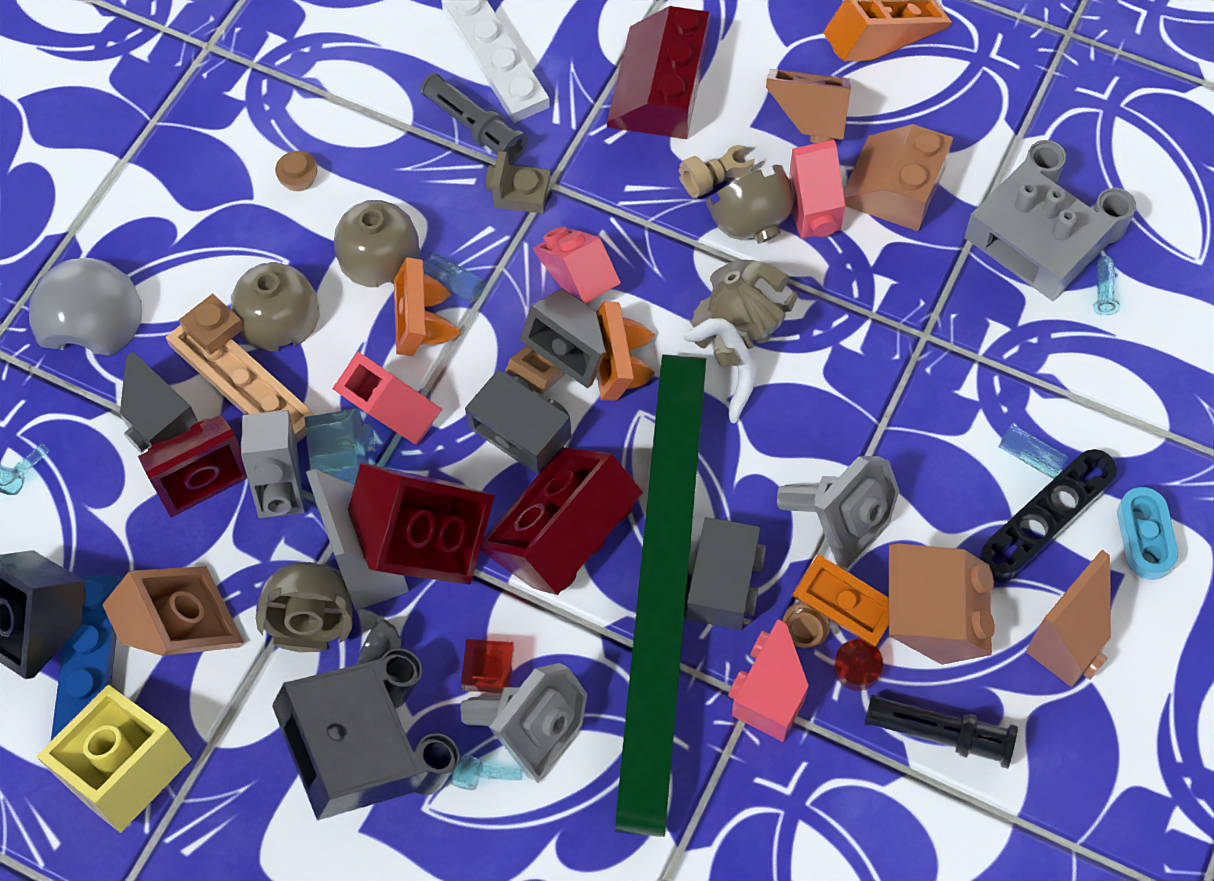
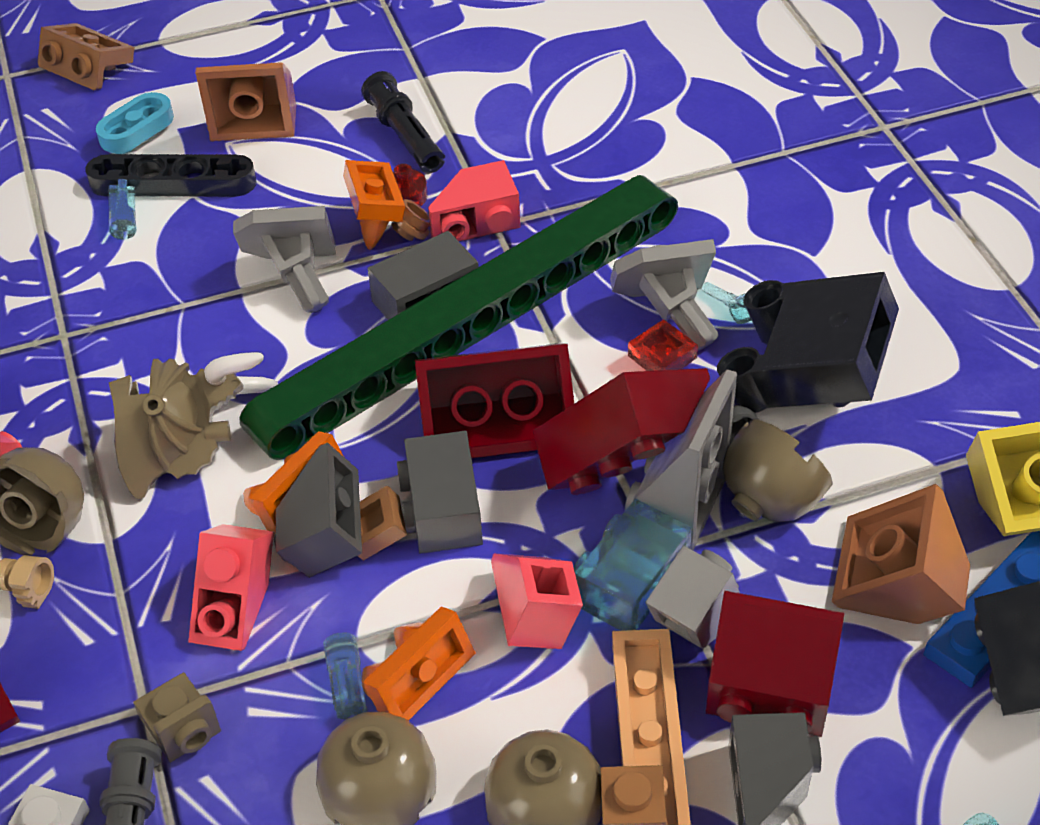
camera: 135 degrees left, 15 degrees down
(940, 602) = (313, 150): nougat slope -> none

